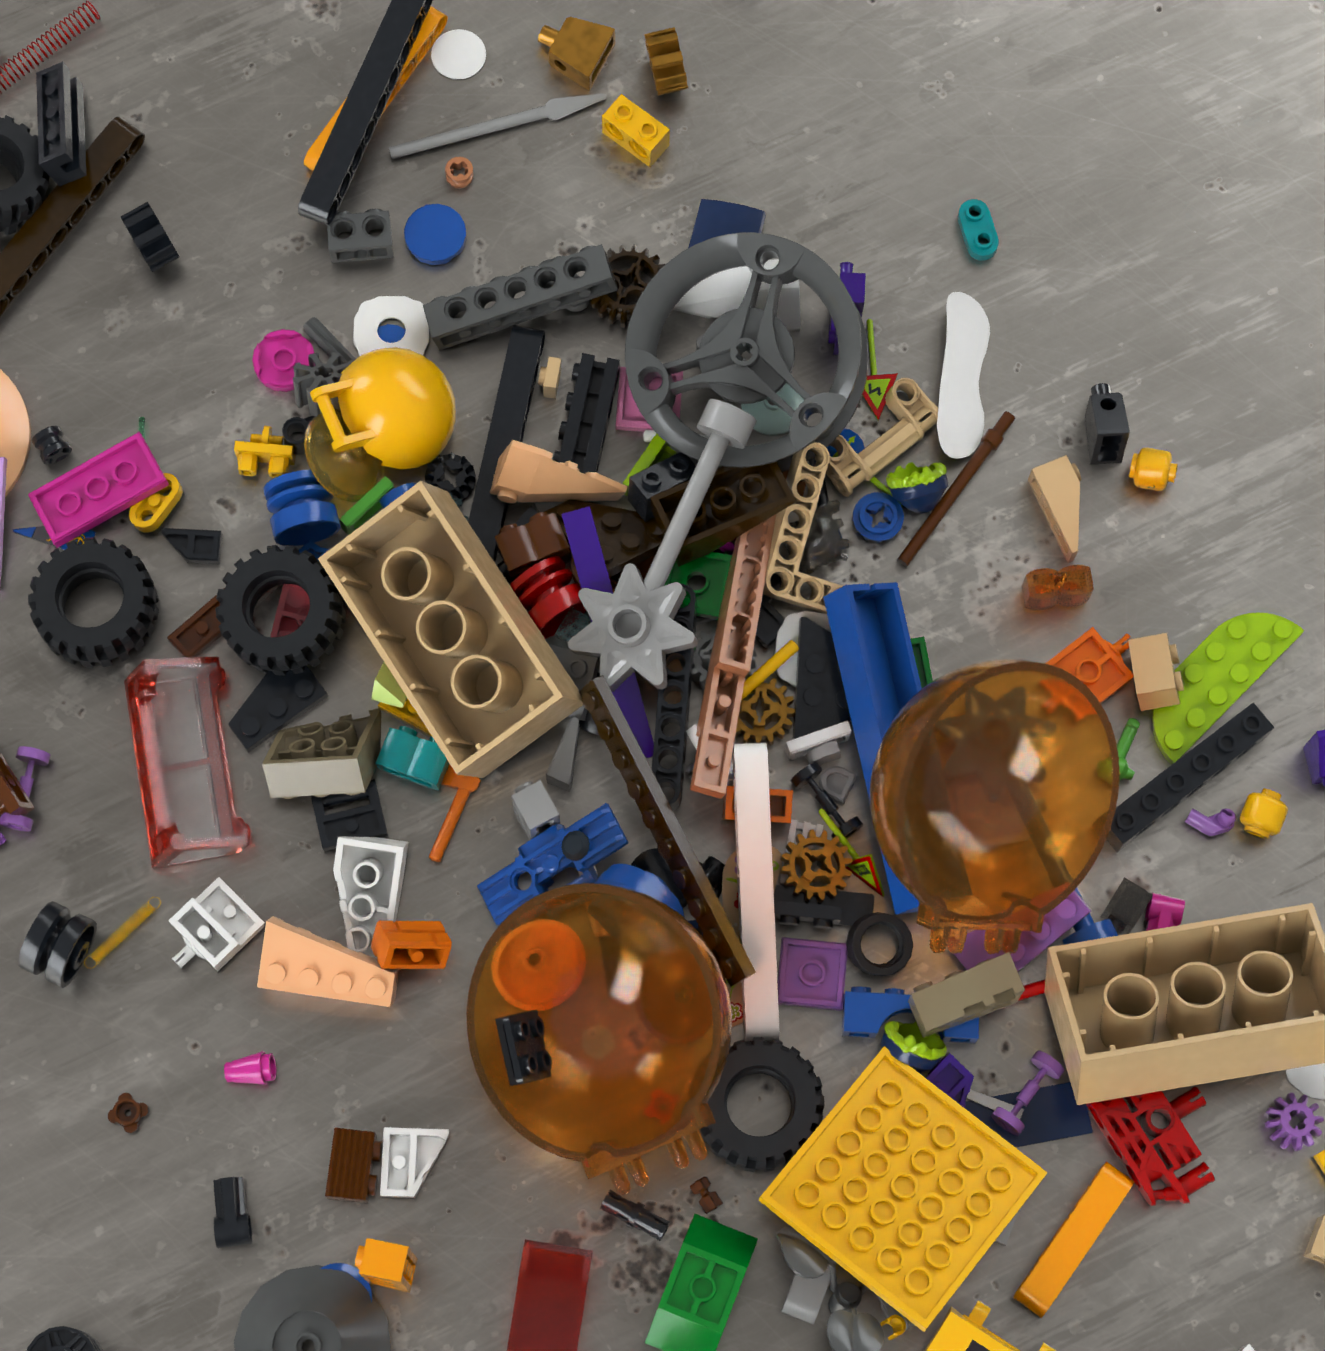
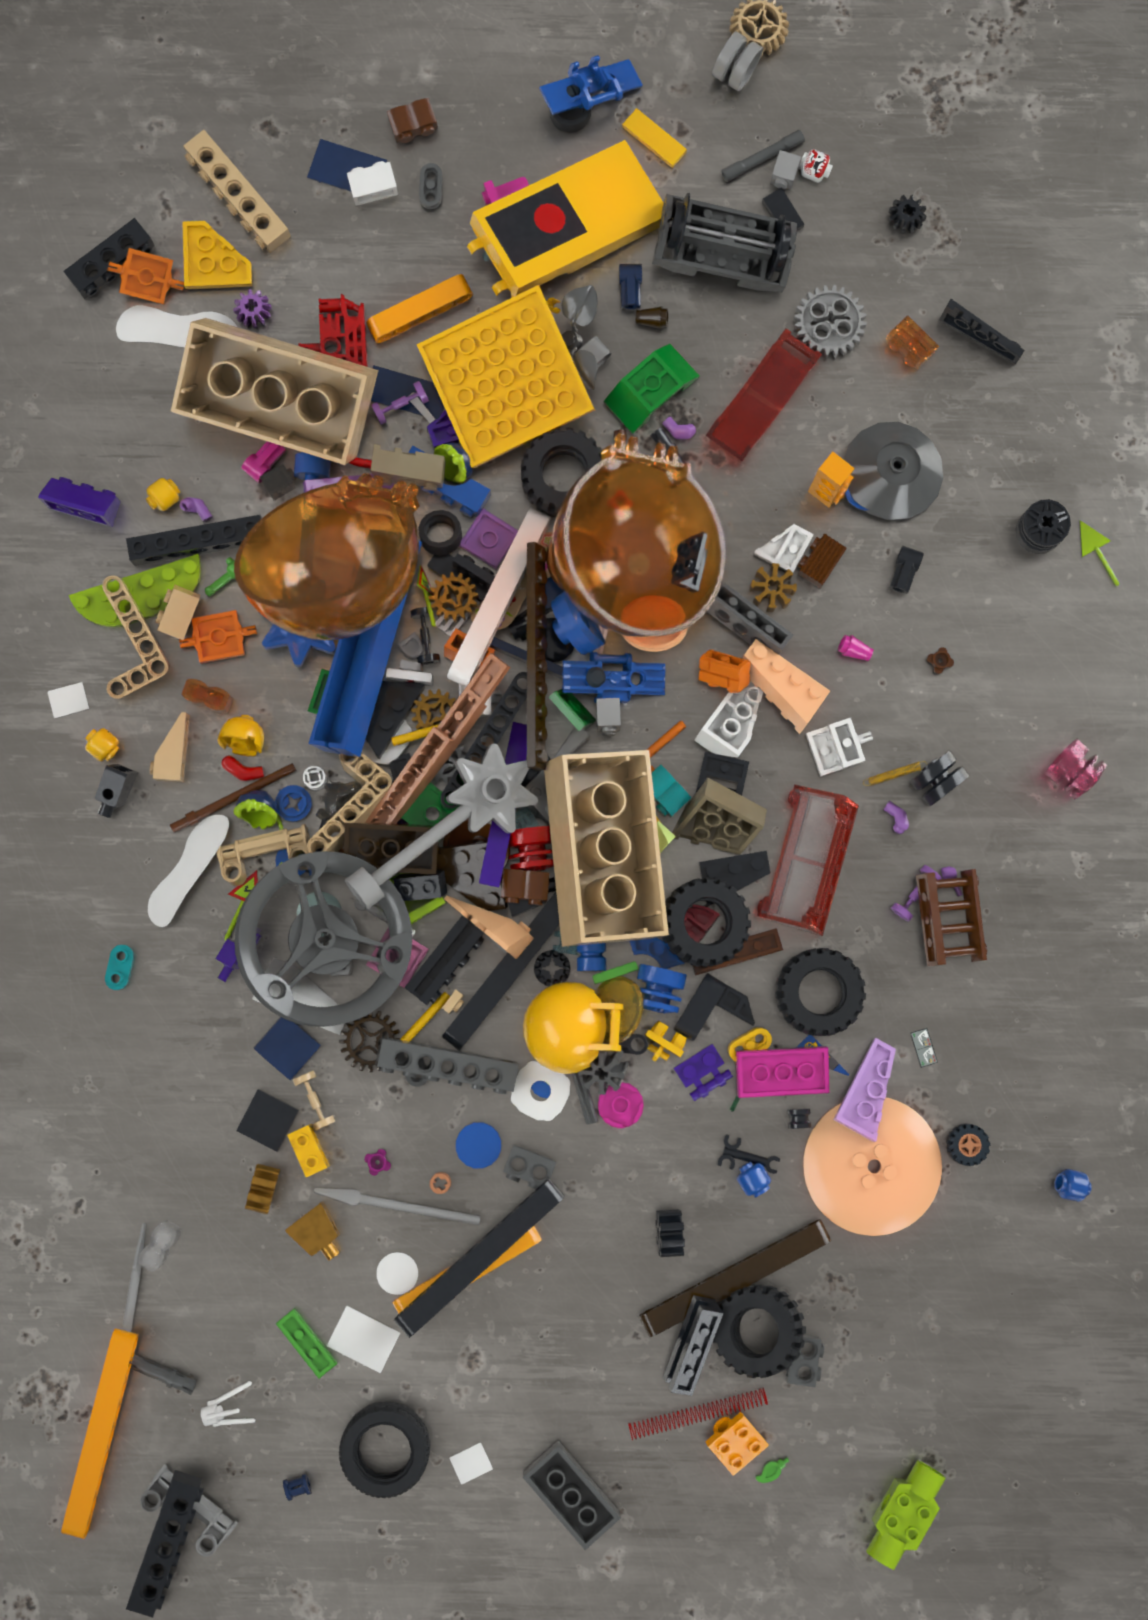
camera: 155 degrees left, 10 degrees up
(75, 347) = (753, 1179): none -> blue head
(89, 877) = (900, 816): none -> medium lavender arm
(119, 371) = (731, 1152): none -> black bar
(208, 449) = (700, 1065): none -> dark purple plate
(239, 516) = (700, 1007): none -> black beam
(397, 1085) = (773, 580): none -> pearl gold gear
(408, 1029) = (748, 620): none -> dark grey brick
(547, 150) = (375, 1168): none -> magenta plate
(576, 342) = (425, 1018): none -> yellow bar
(582, 793) = (572, 709): none -> green tile
(634, 1249) = (679, 431): none -> medium lavender arm
(636, 170) = (313, 1099): none -> tan wheel
(697, 838) = (521, 655): none -> dark blue tile
(704, 144) = (267, 1120): none -> black tile
(865, 564) = (317, 781): none -> white wheel
(965, 522) = (240, 771): none -> red arm
(987, 564) = (242, 735): none -> yellow cylinder
(1187, 612) = (137, 640): none -> tan beam
(1227, 507) = (68, 700): none -> white sticker

